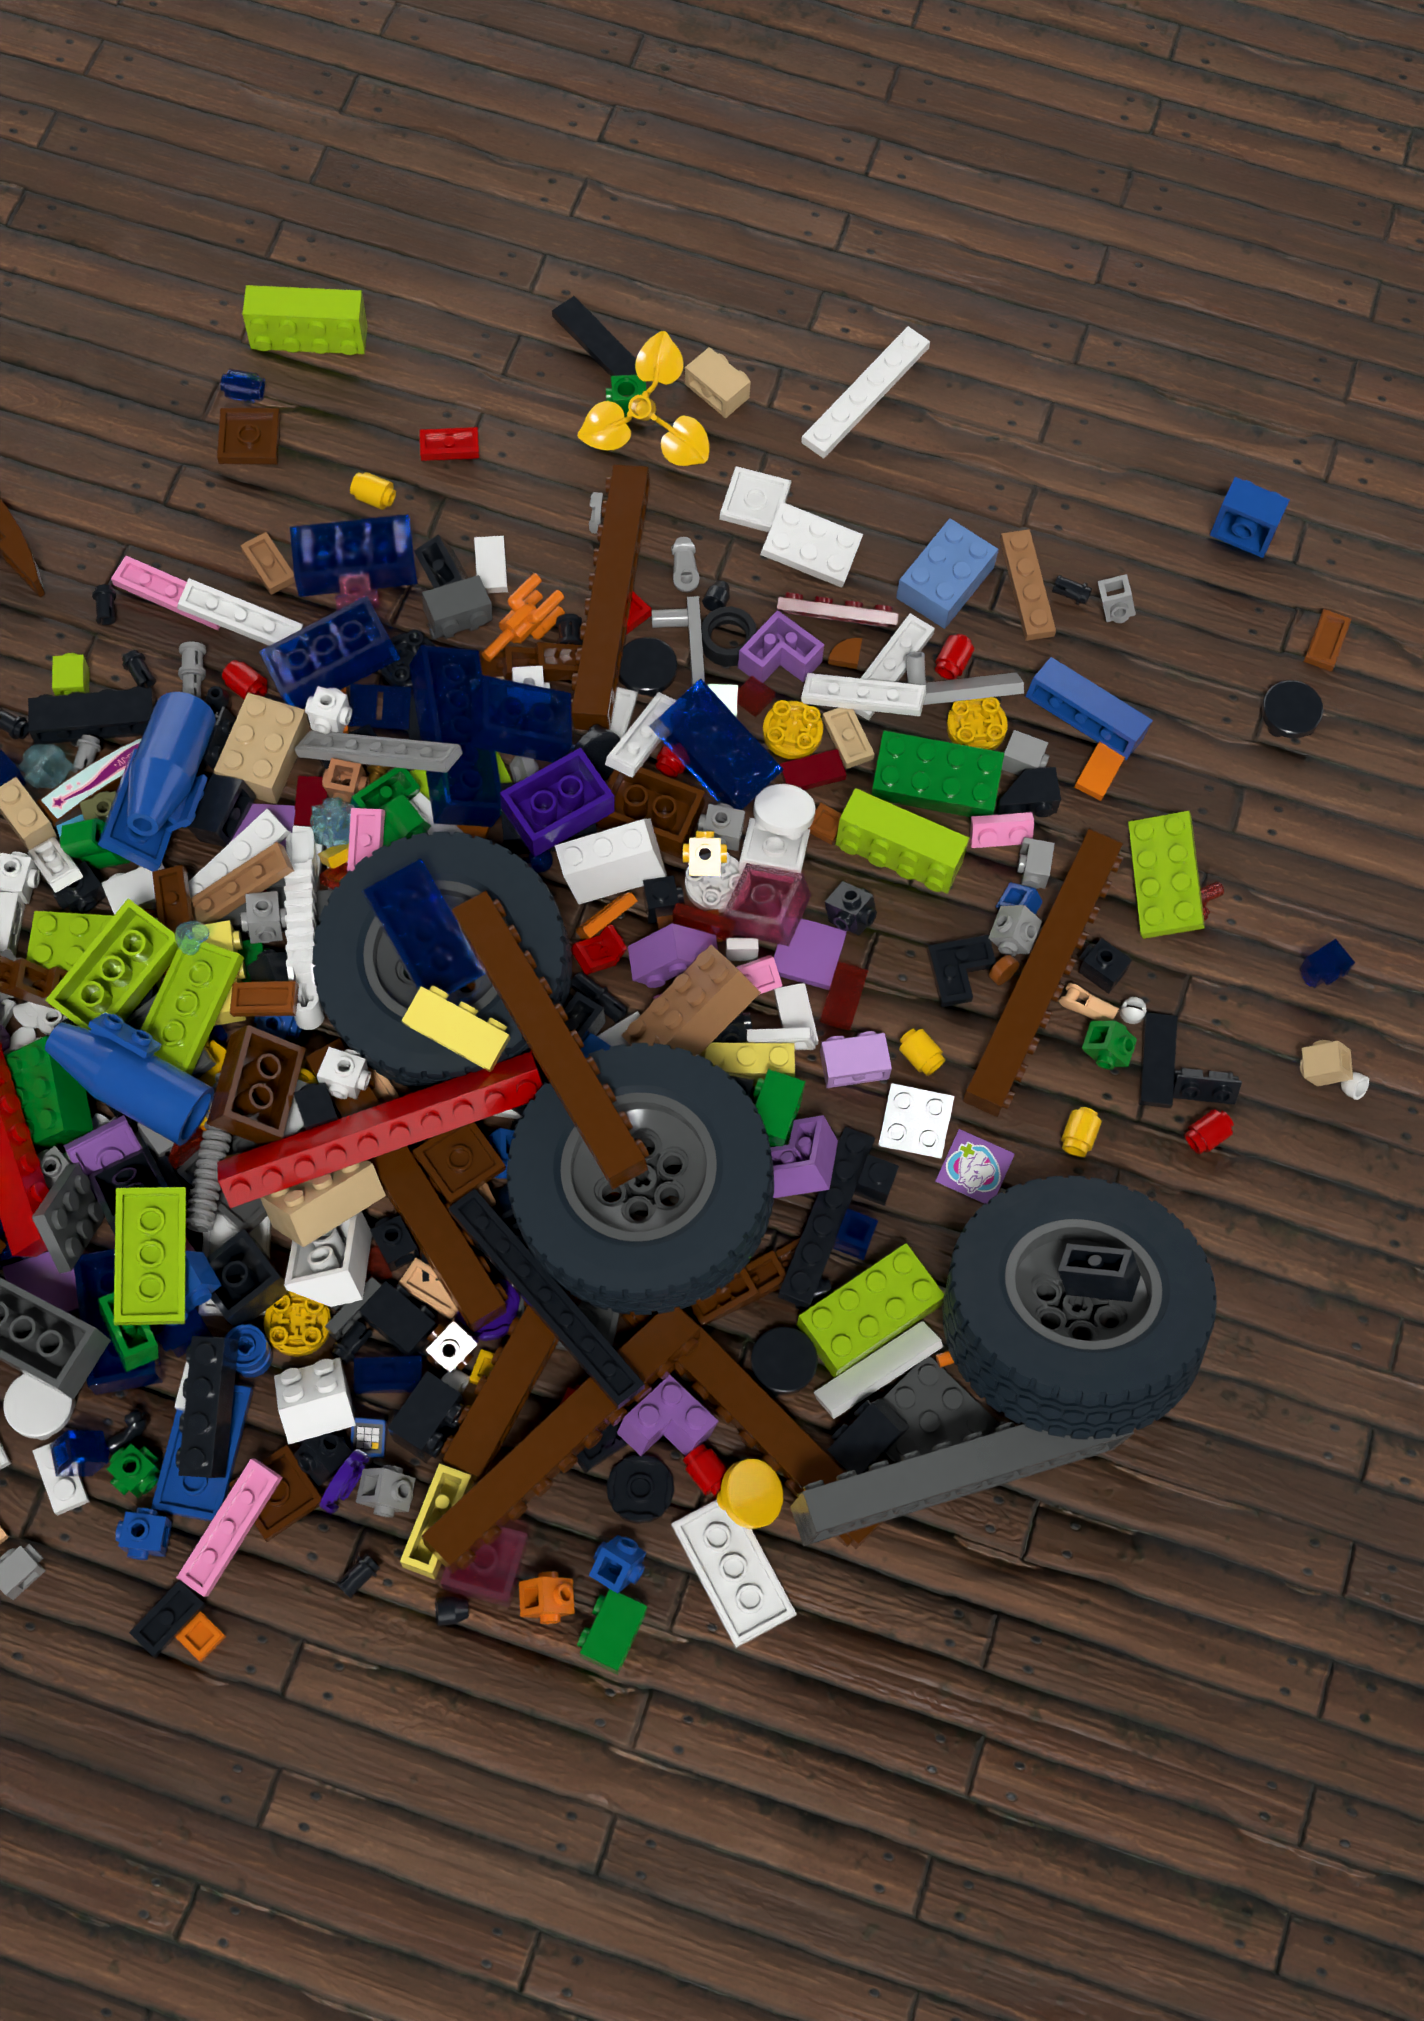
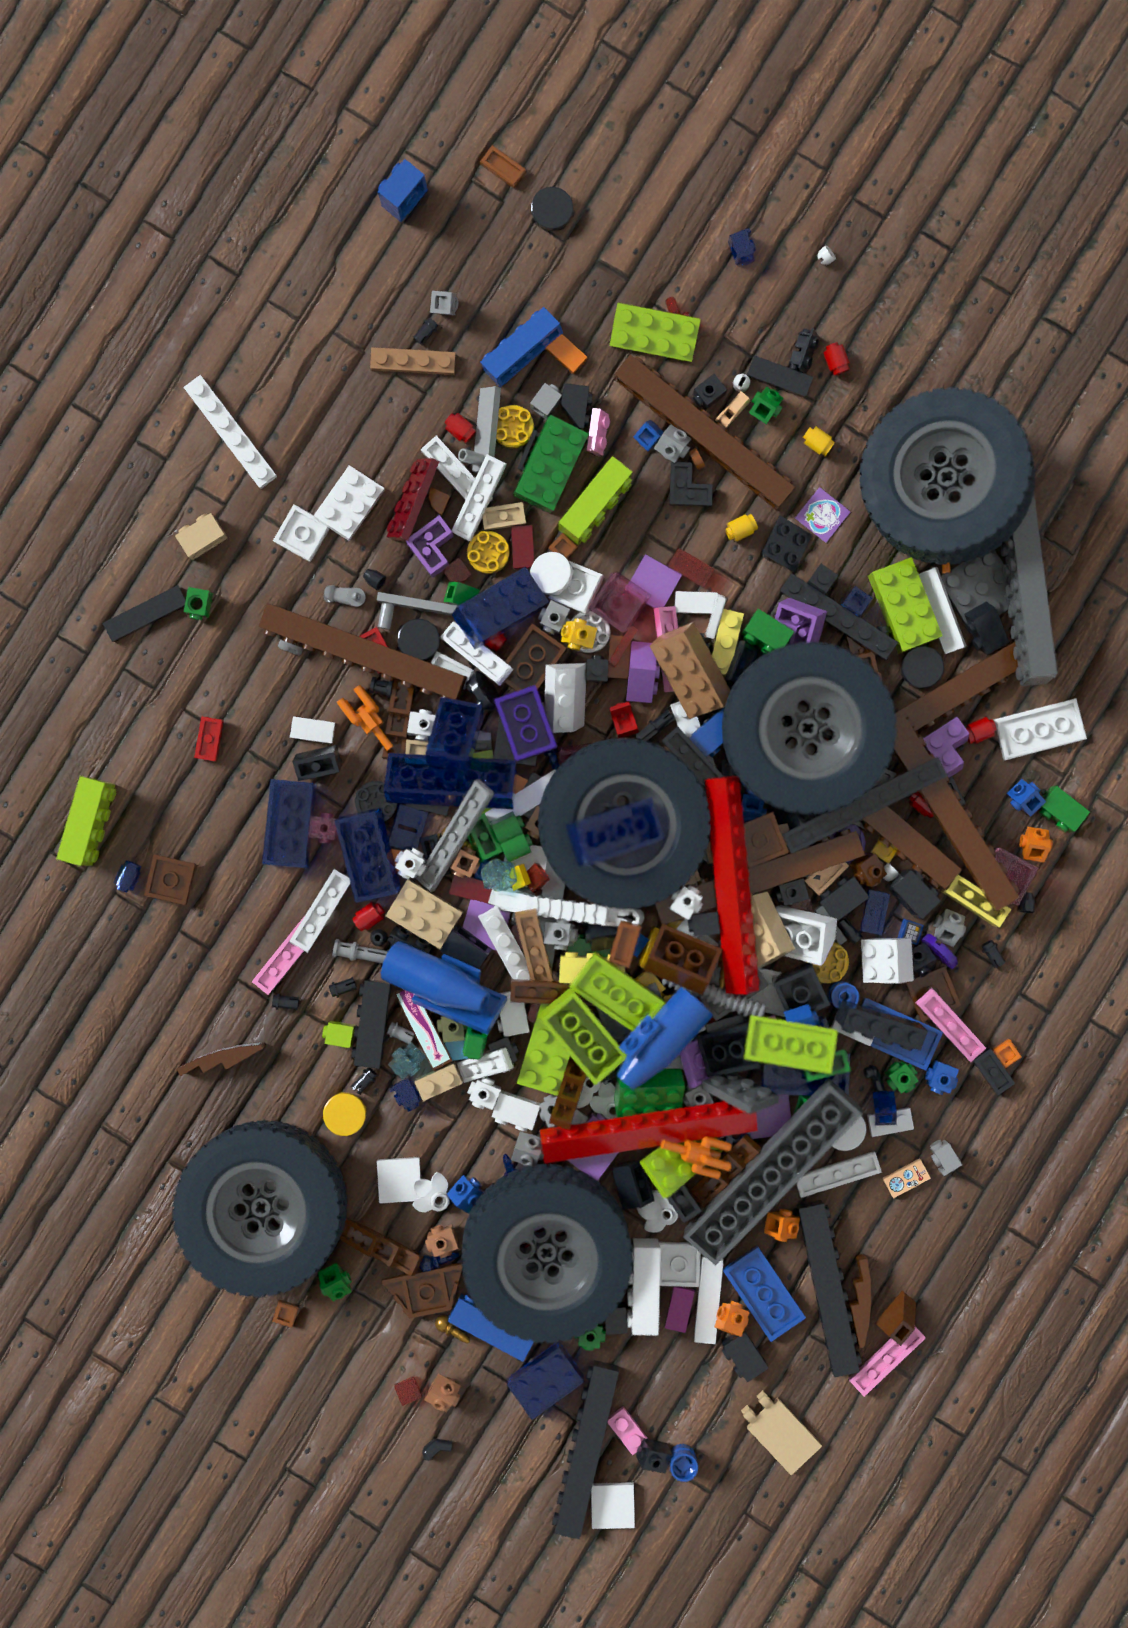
camera: 75 degrees left, 20 degrees up
(190, 936) = (576, 983): clear light blue piece -> none
(268, 563) = (278, 884): medium nougat plate -> none
(365, 834) = (520, 856): bright pink plate -> none
(373, 490) = (236, 800): yellow brick -> none
(457, 607) = (351, 760): dark grey brick -> none
(457, 1027) = (688, 823): light yellow brick -> none
(551, 1041) = (714, 766): reddish brown brick -> none
(606, 915) = (600, 709): orange tile -> none
(607, 428) = (220, 623): yellow plant -> none
(640, 1489) = (979, 774): black tile -> none
(725, 616) = (408, 562): black tyre -> none
(742, 949) = (642, 631): white tile -> none
(751, 1494) = (1003, 707): yellow tile -> none
(851, 908) = (633, 547): black brick -> none
(855, 1059) = (736, 572): lavender brick -> none
(947, 573) = (395, 414): medium blue brick -> none
(1035, 862) = (627, 416): light grey brick -> none
(1099, 1272) = (938, 457): black brick -> none
(1326, 1063) = (810, 269): tan brick -> none

